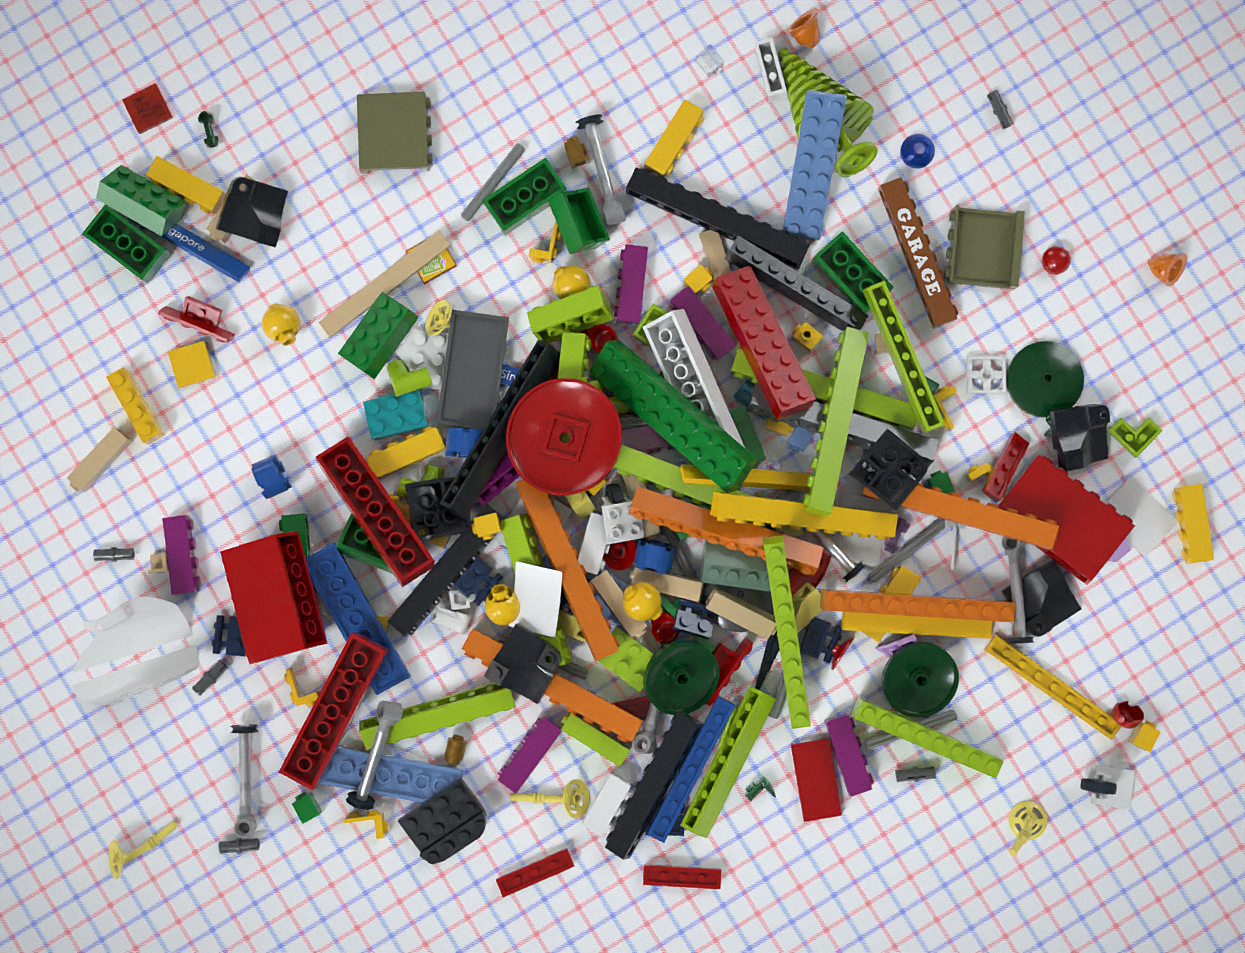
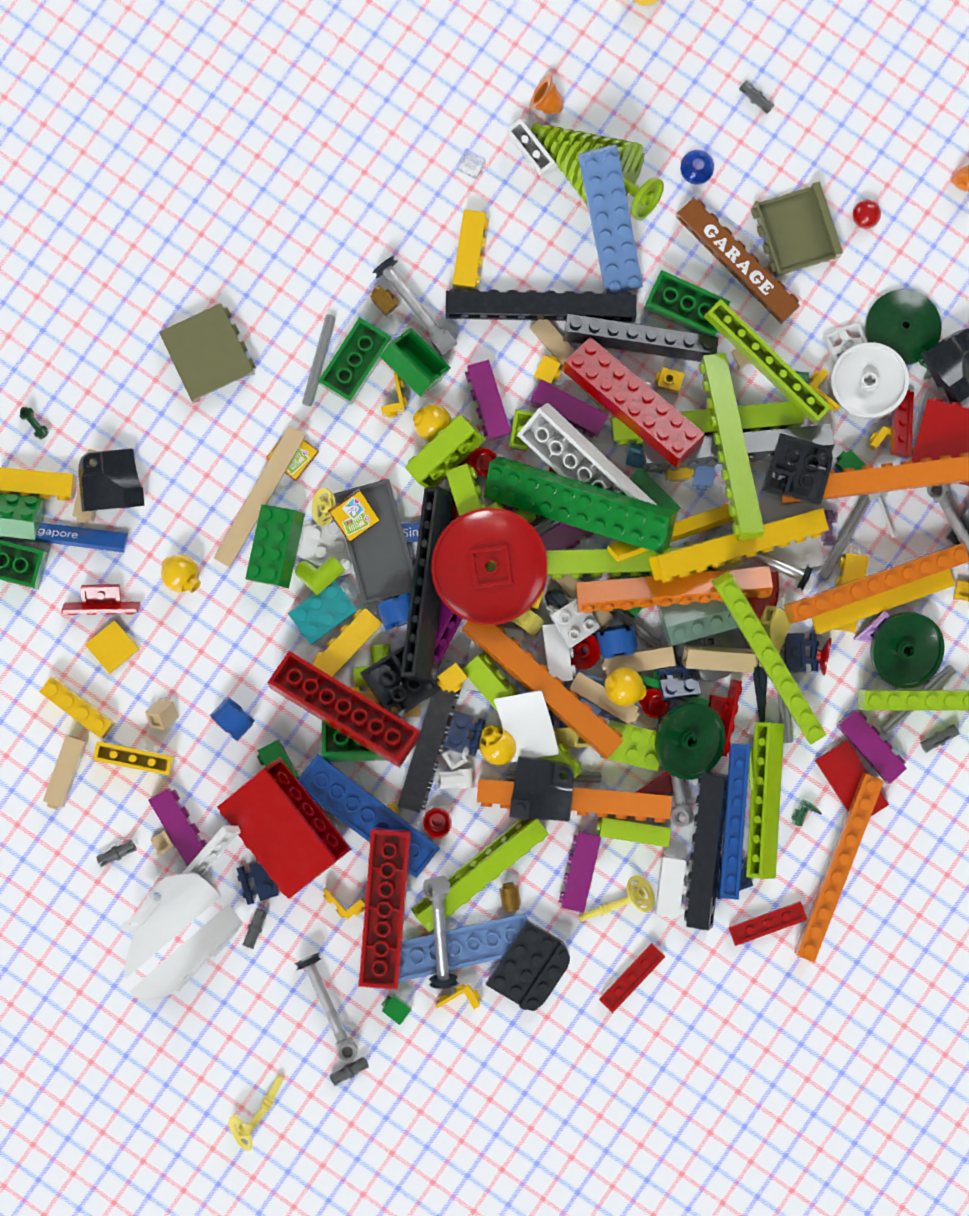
camera: 30 degrees left, 0 degrees up
(166, 474) = (134, 758): none -> yellow brick
(200, 589) = (213, 850): none -> white tile
(209, 445) = (162, 714): none -> tan panel
(417, 653) = (437, 823): none -> red hair
(461, 337) = (353, 515): none -> tile
(769, 853) = (838, 867): none -> orange brick
(992, 415) = (869, 380): none -> white dish

